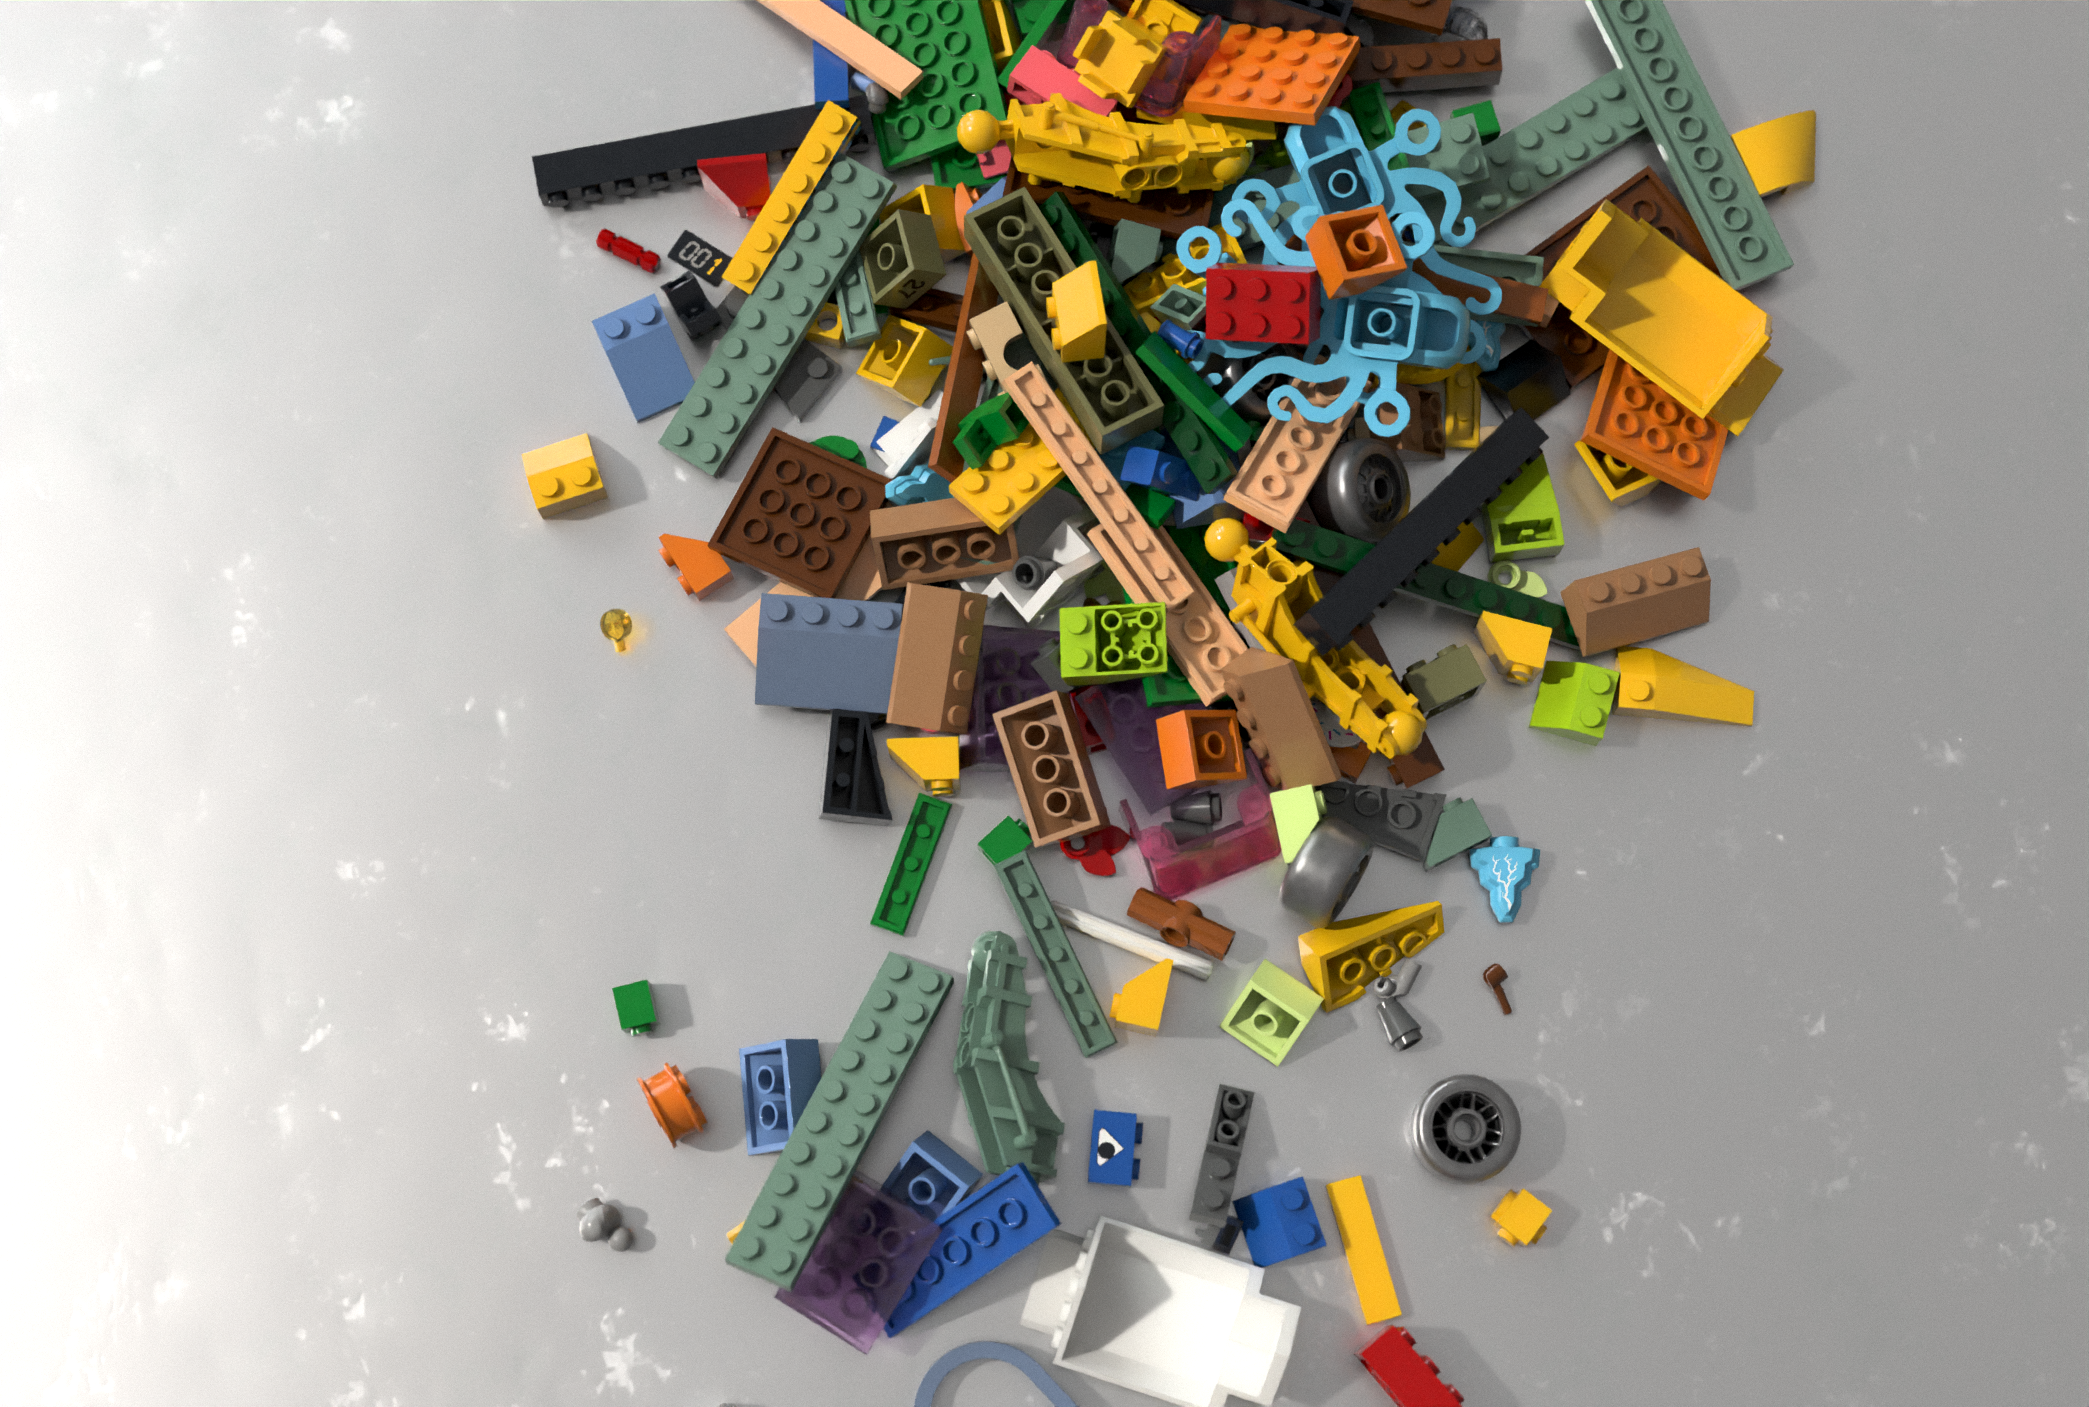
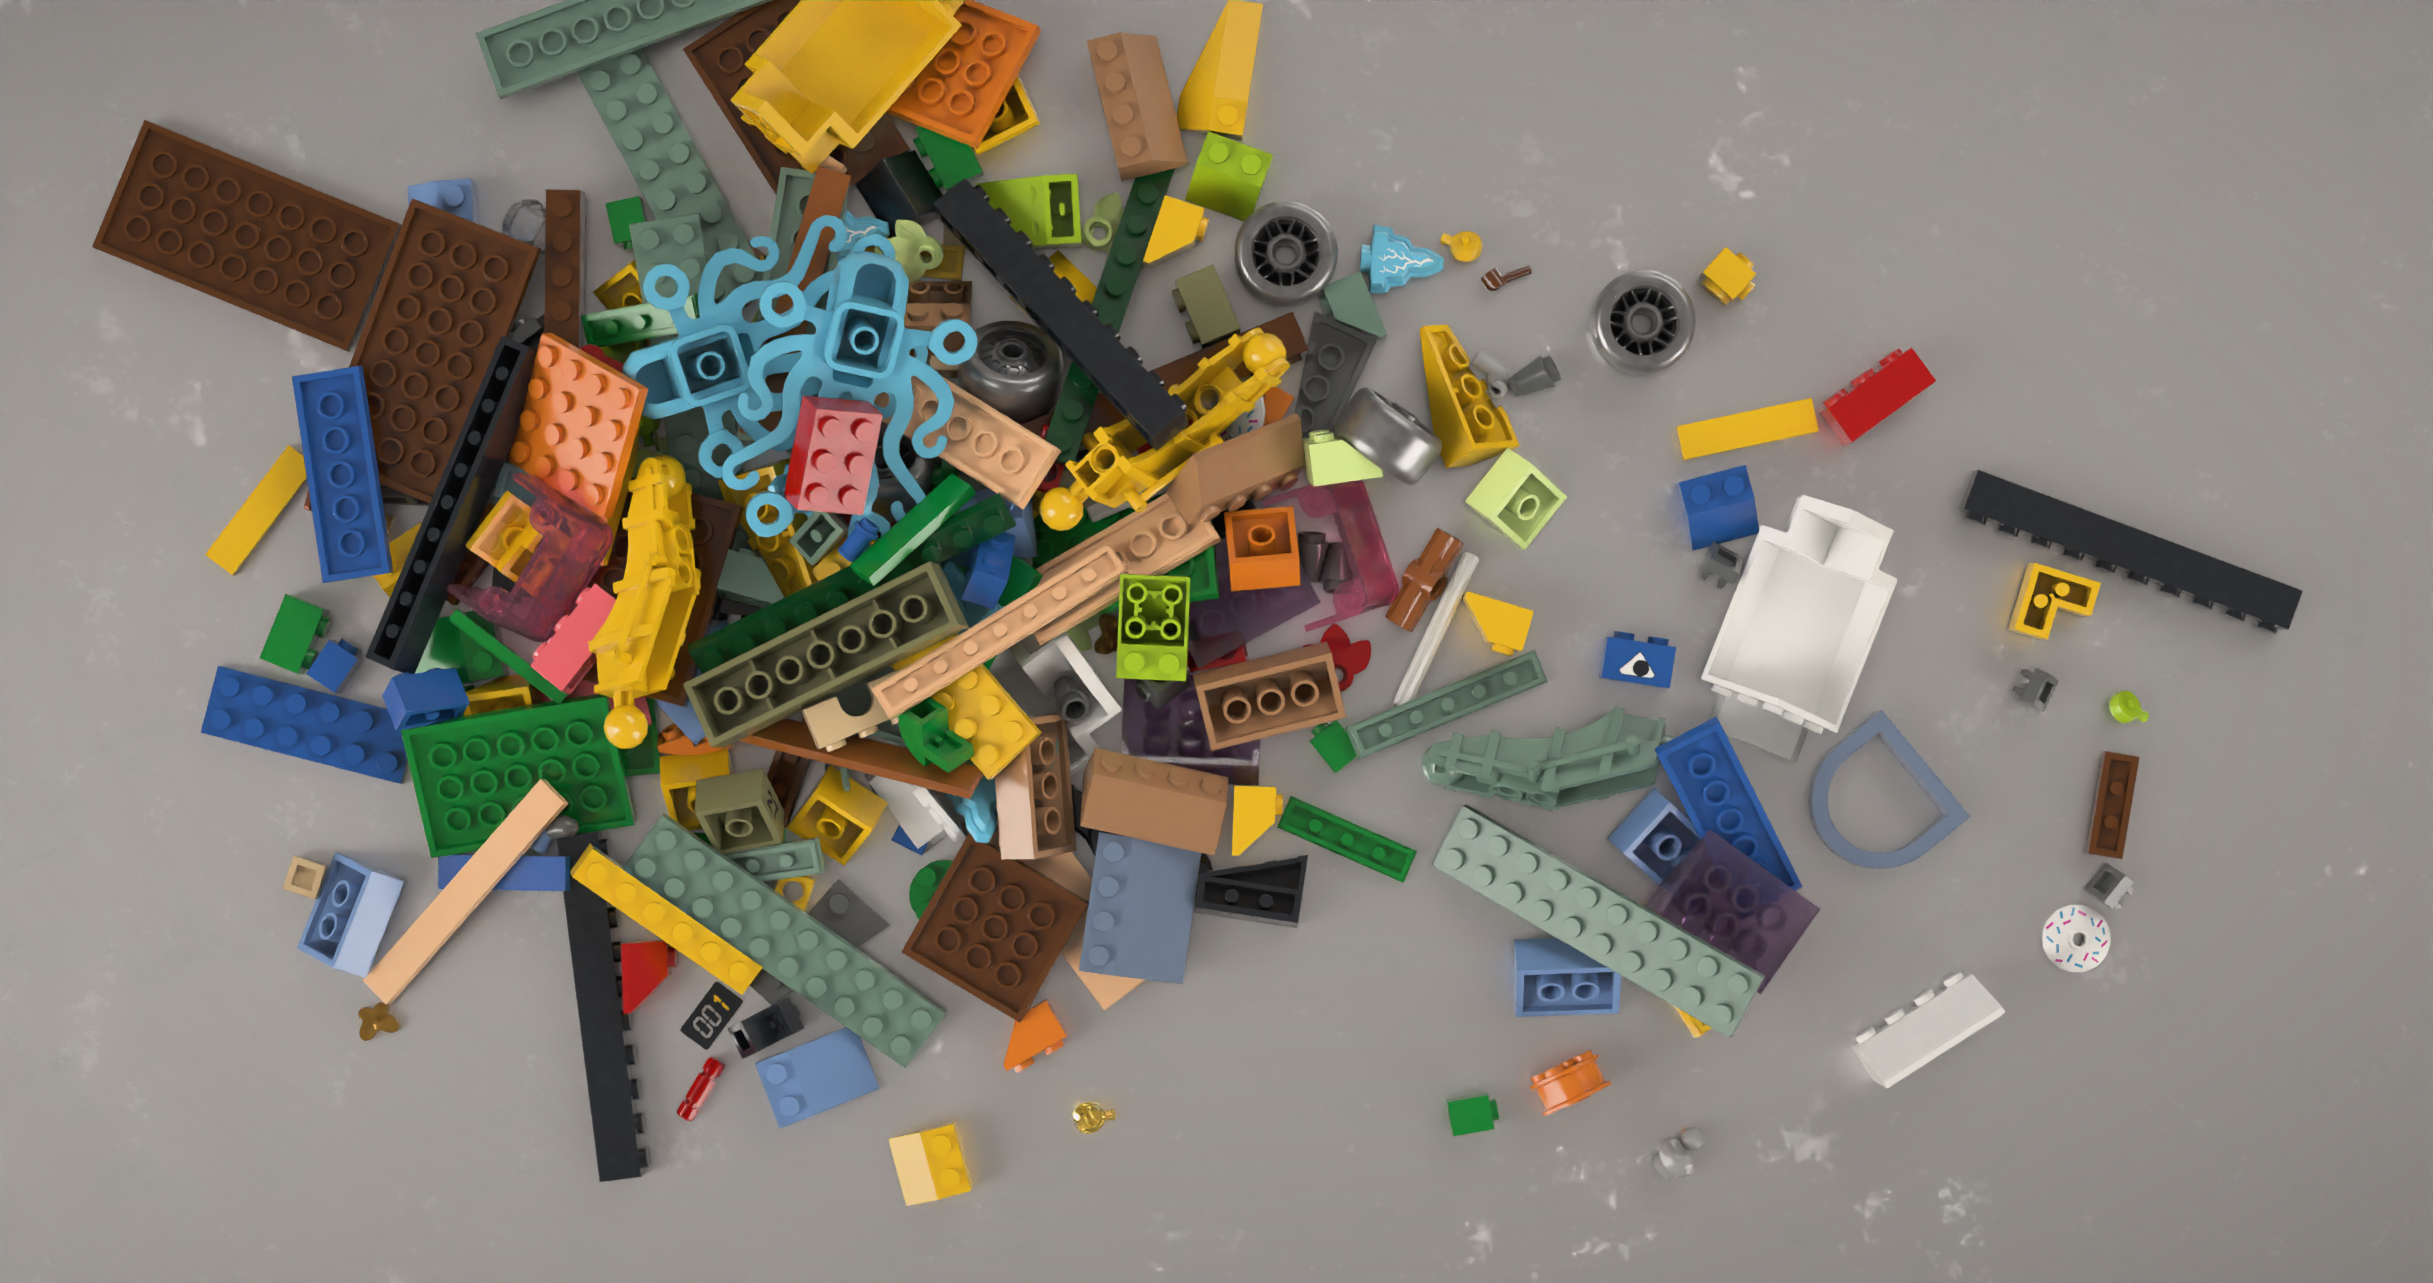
camera: 85 degrees left, 10 degrees up
(1078, 315) = (834, 640): yellow slope -> none
(1117, 59) = (555, 581): yellow panel -> none
(1221, 1156) = (1652, 558): dark grey slope -> none
(1354, 251) = (795, 361): orange slope -> none
(1467, 386) = (909, 243): none -> yellowish green plate
(1521, 740) = (1291, 226): none -> flat silver wheel
(1527, 942) = (1464, 245): none -> yellow piece
(1565, 424) = (949, 157): none -> green brick

